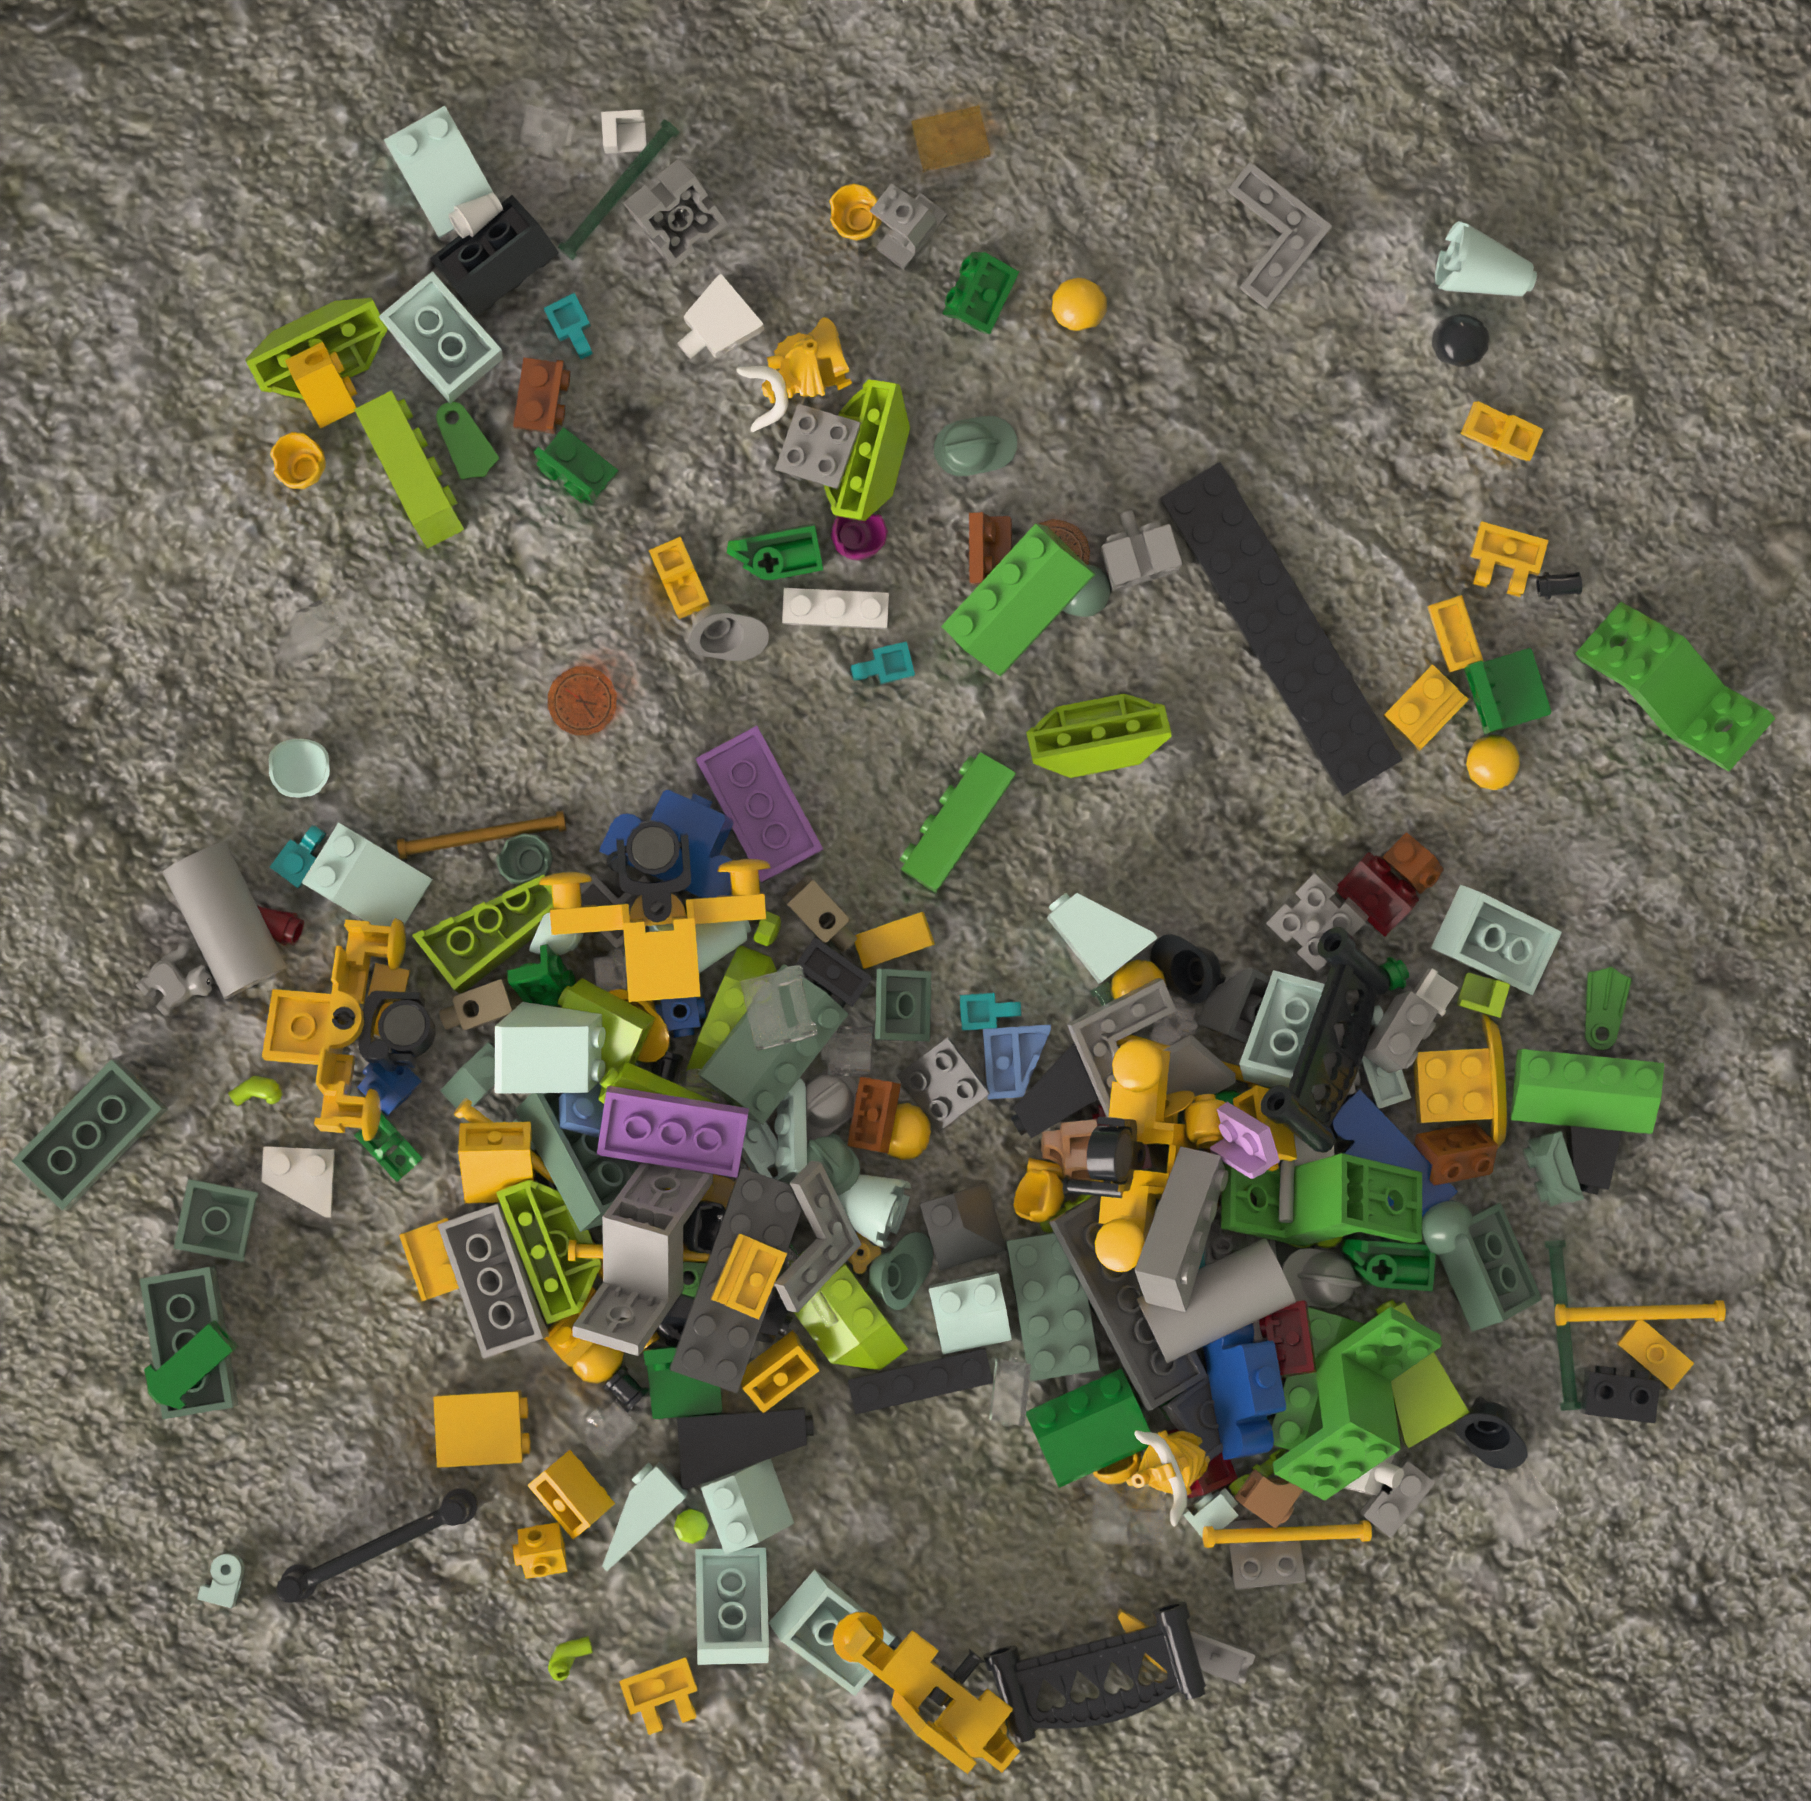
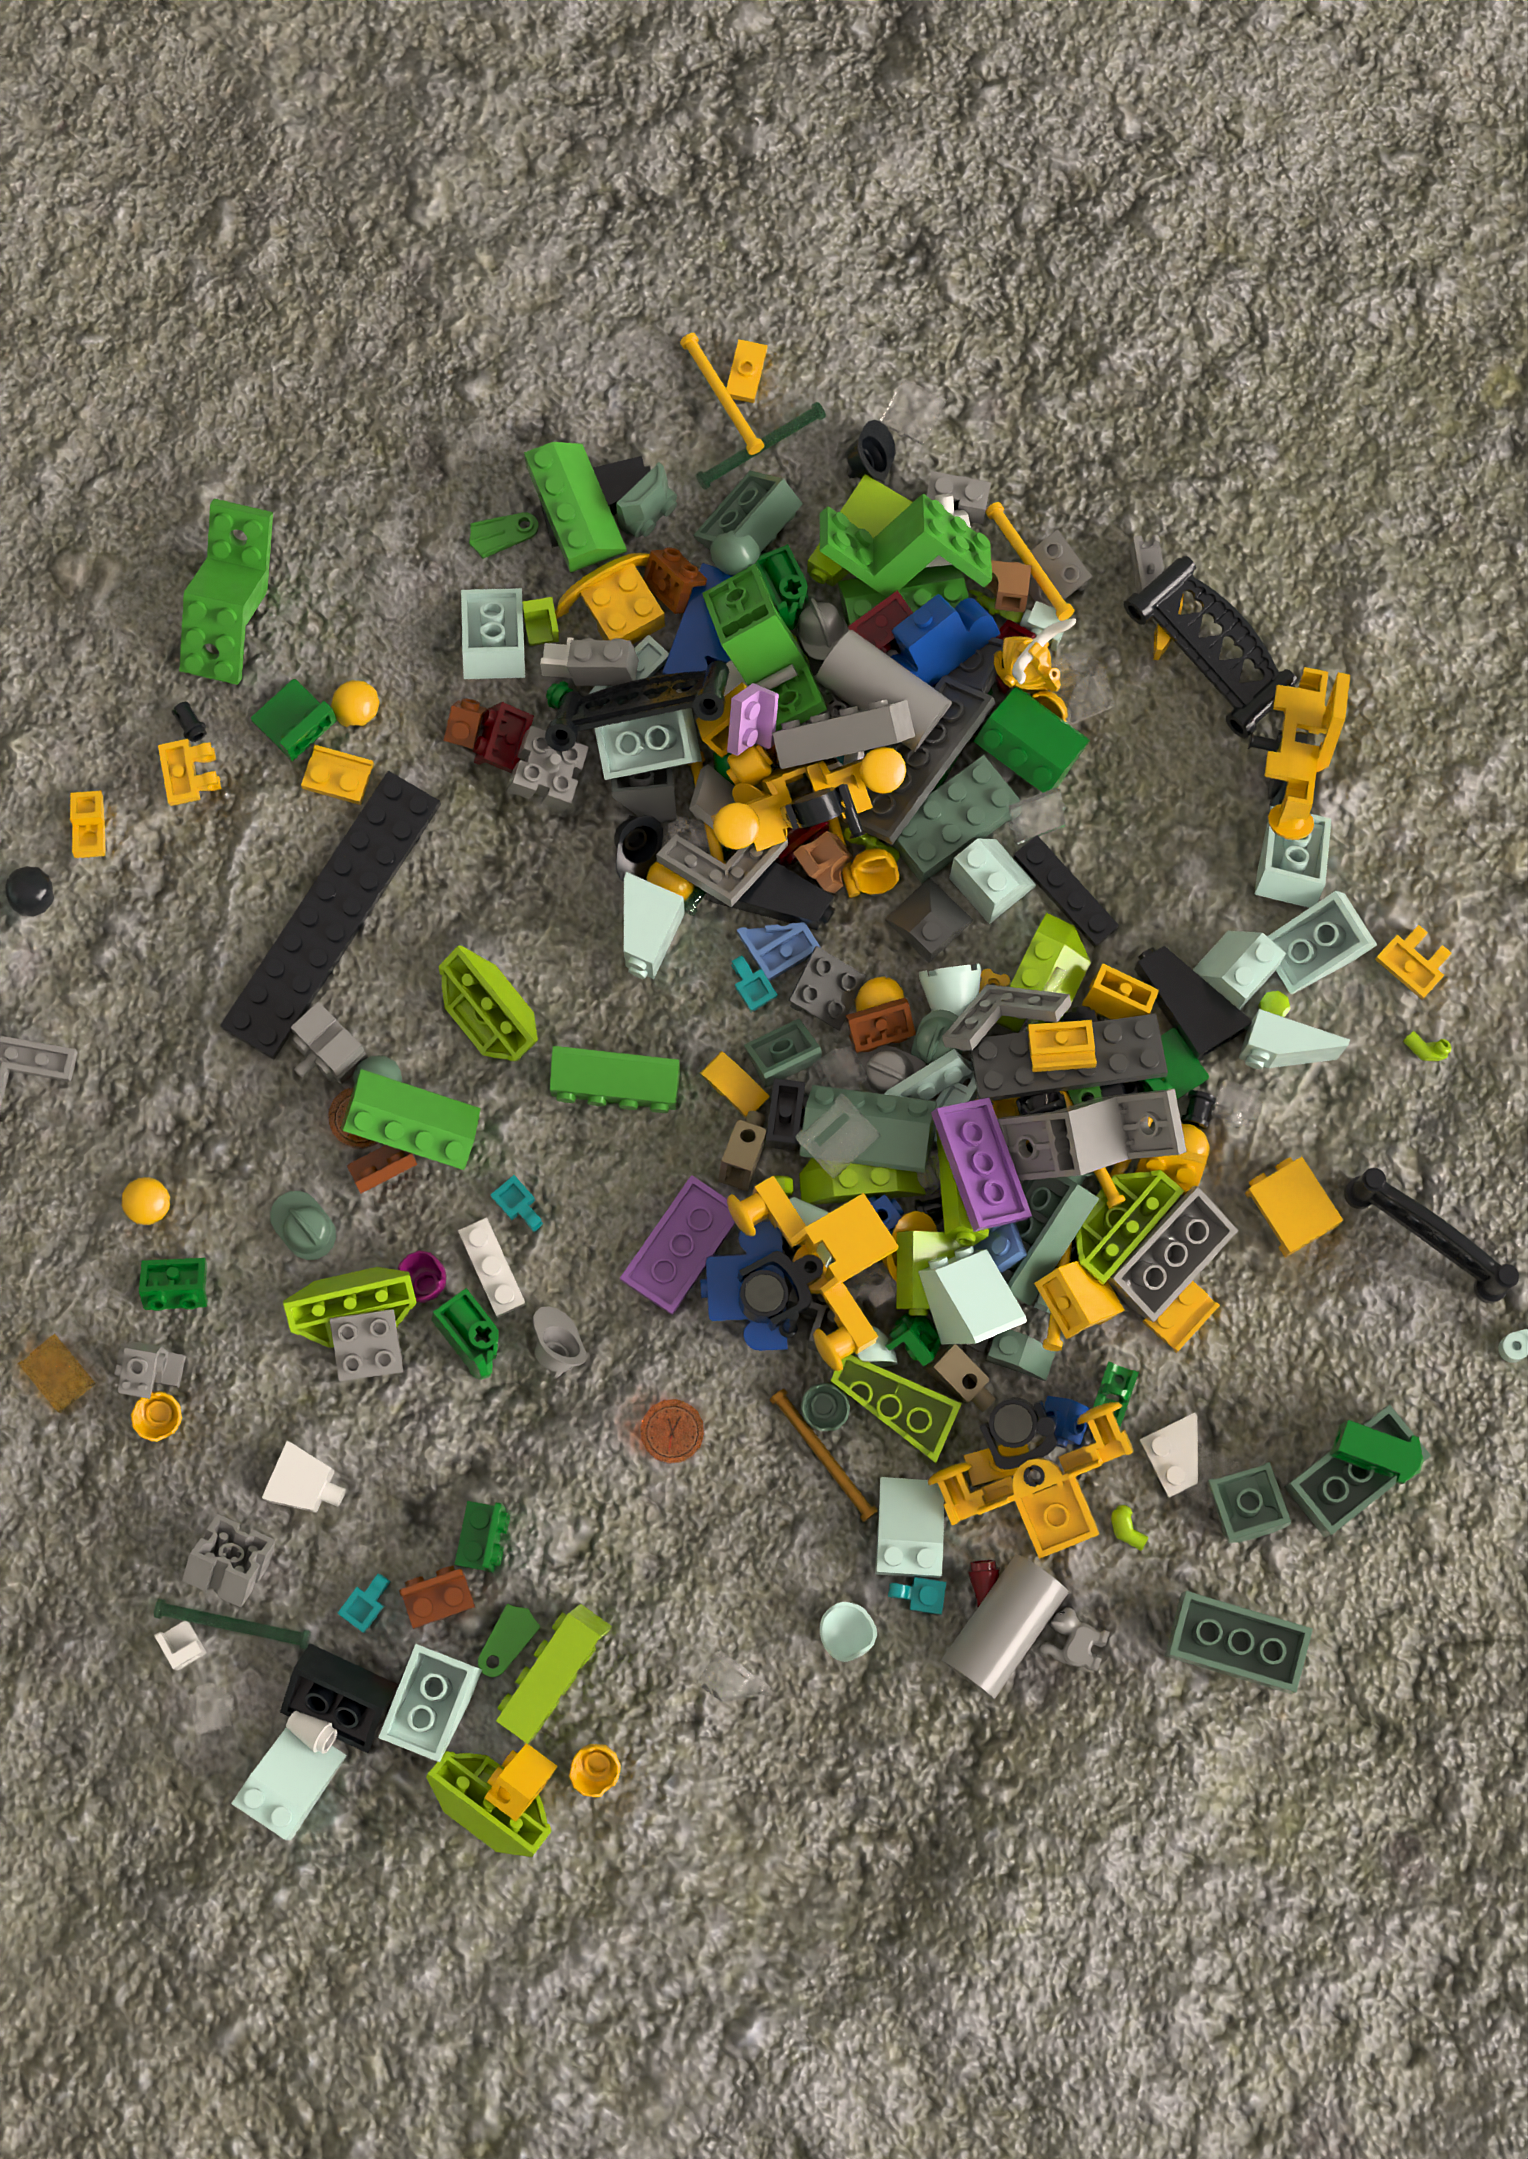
camera: 115 degrees left, 10 degrees down
(540, 1550) = (1360, 1108): yellow brick -> none
(571, 1494) = (1304, 1106): yellow brick -> none
(679, 577) = (531, 1405): yellow slope -> none
(806, 367) = (304, 1387): yellow helmet -> none
(901, 1272) = (993, 946): sand green piece -> none
(1455, 633) = (268, 779): yellow plate -> none
(1620, 1395) = (791, 377): black brick -> none

